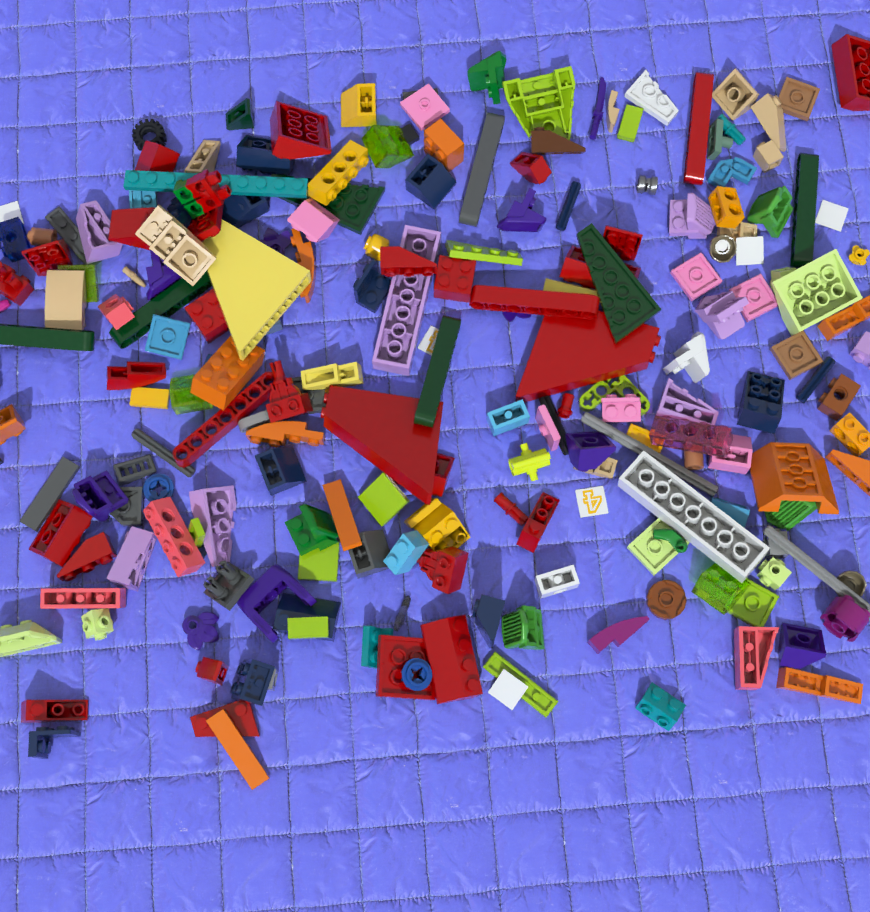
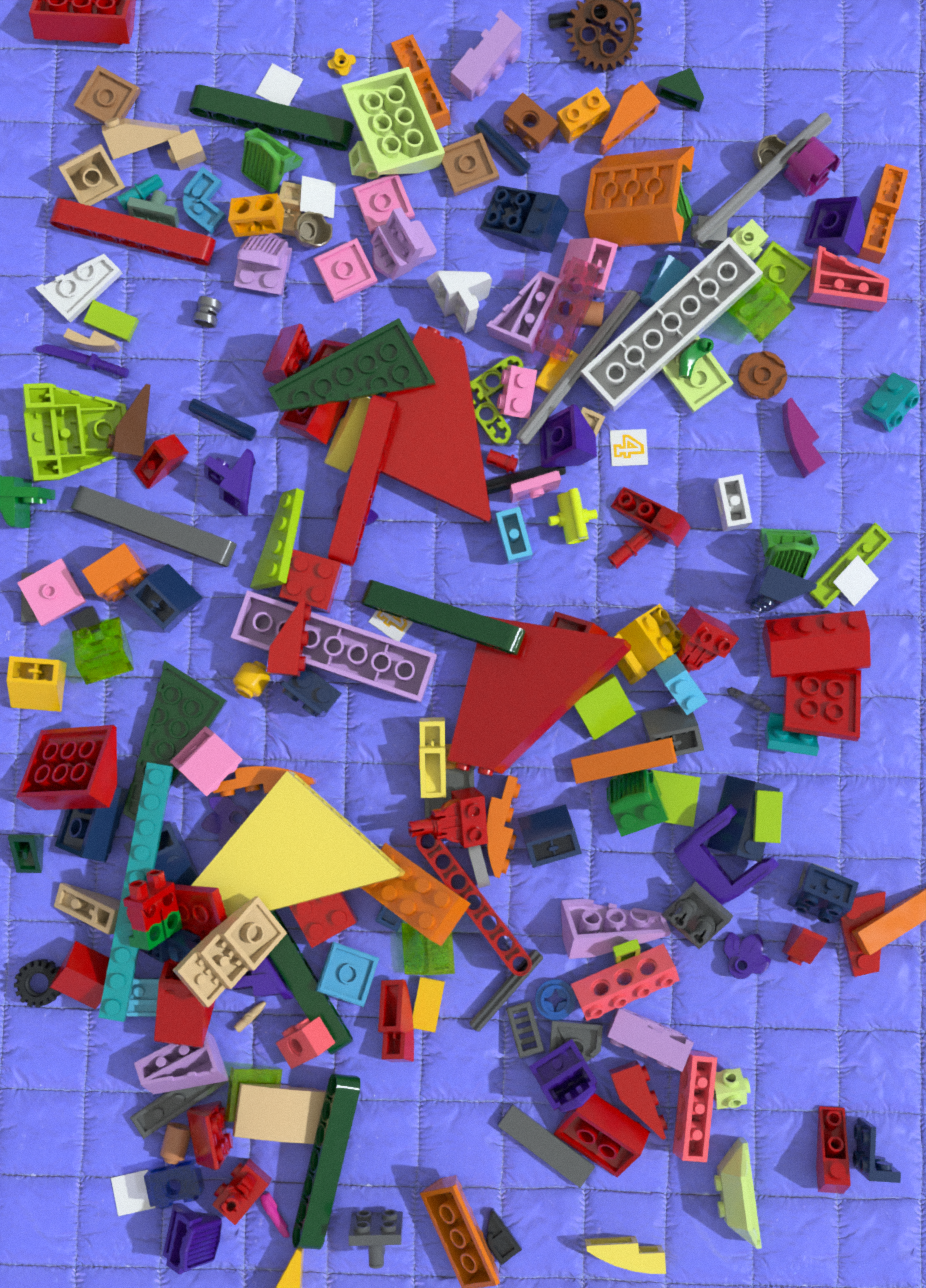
camera: 85 degrees left, 10 degrees up
(338, 173) = (108, 699): yellow brick -> none
(425, 674) = (831, 678): blue gear -> none

